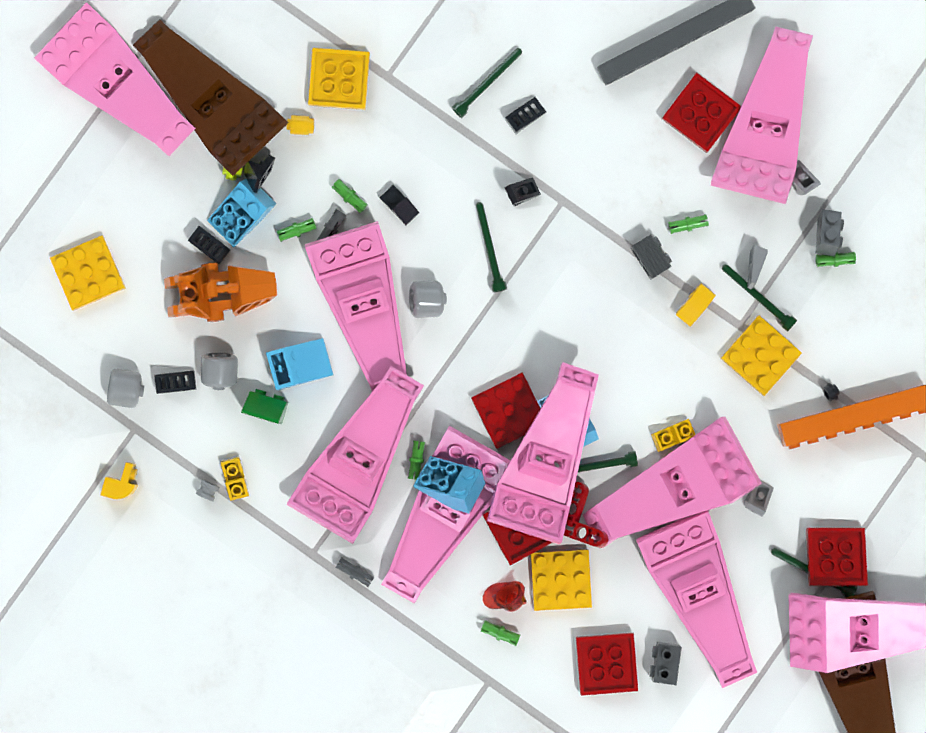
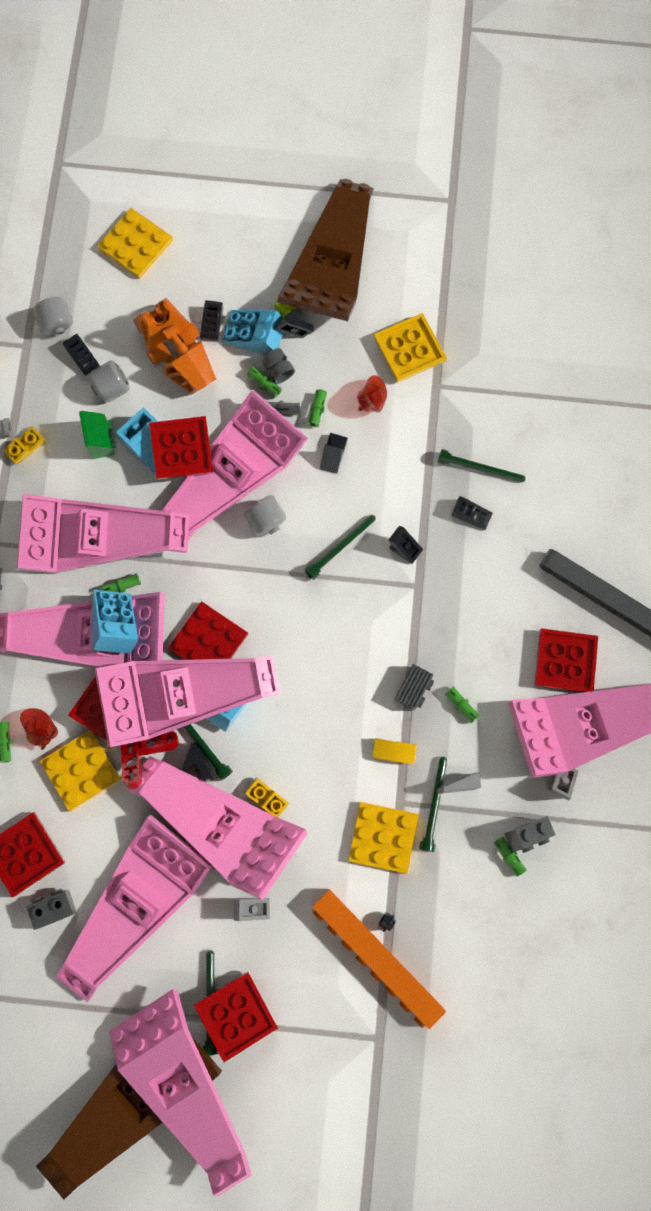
camera: 60 degrees right, 10 degrees down
(86, 56) = (310, 148): bright pink wing -> none
(290, 208) = (280, 367): none -> dark grey wheel
(300, 125) = (353, 338): yellow brick -> none
(324, 339) = (181, 447): none -> red plate
(368, 140) = (372, 395): none -> clear red piece
(606, 477) = (195, 758): none -> black slope

